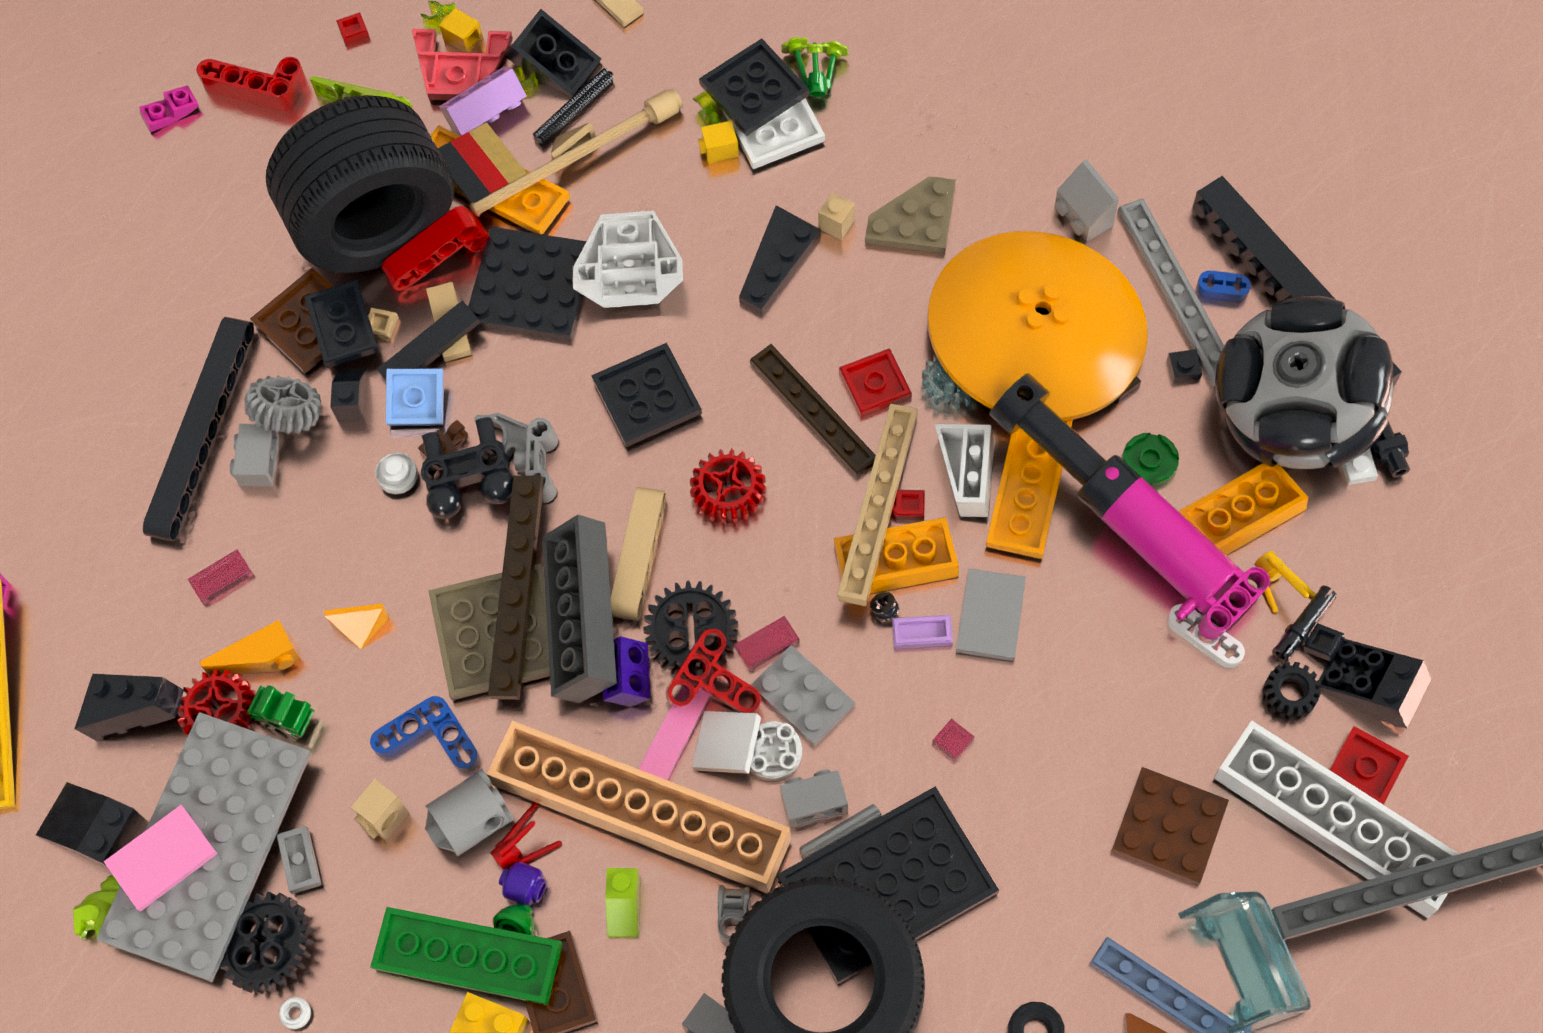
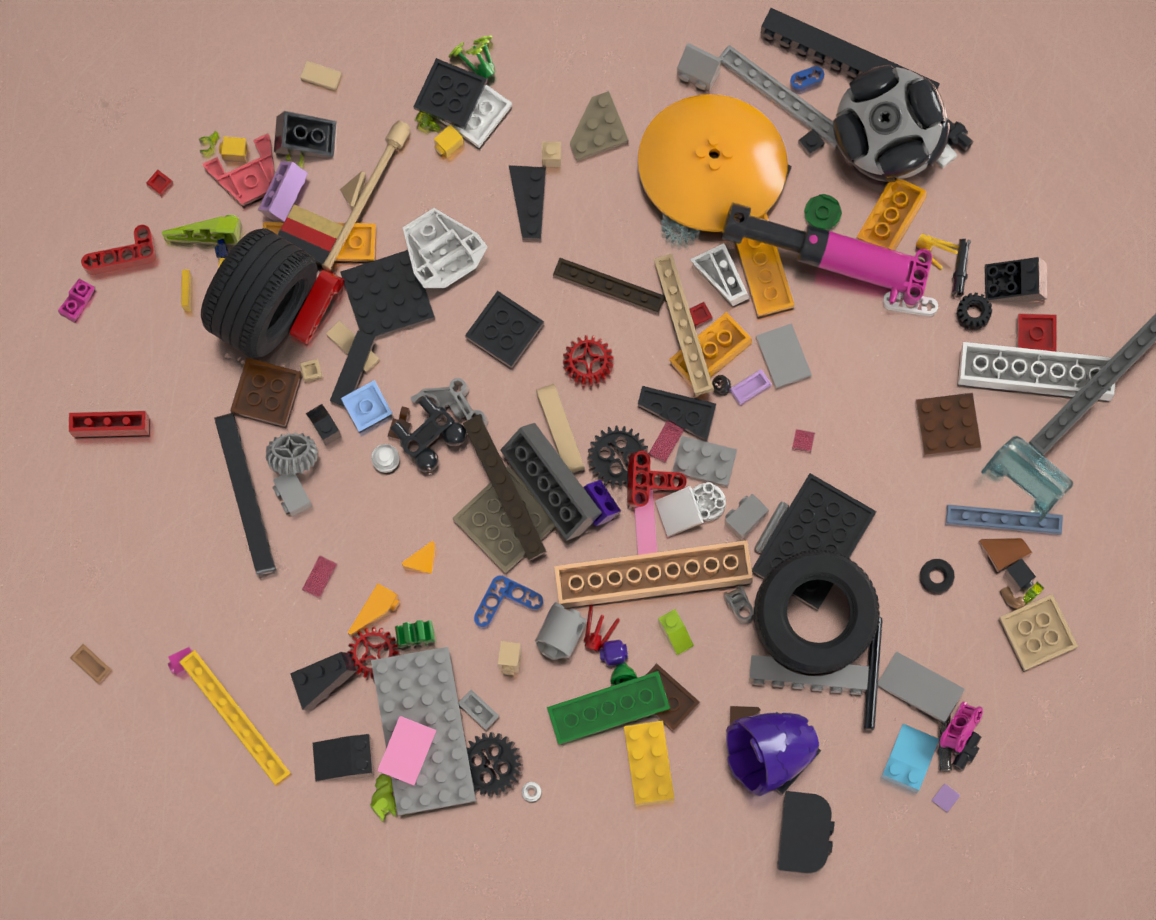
camera: 30 degrees left, 10 degrees up
(99, 259) = (108, 423): none -> red brick
(341, 323) = (291, 384): black tile -> none
(572, 106) = (338, 164): black axle -> none
(813, 615) = (683, 411): none -> black wing
(875, 382) = (635, 249): red tile -> none
(1324, 642) = (977, 272): black tile -> none

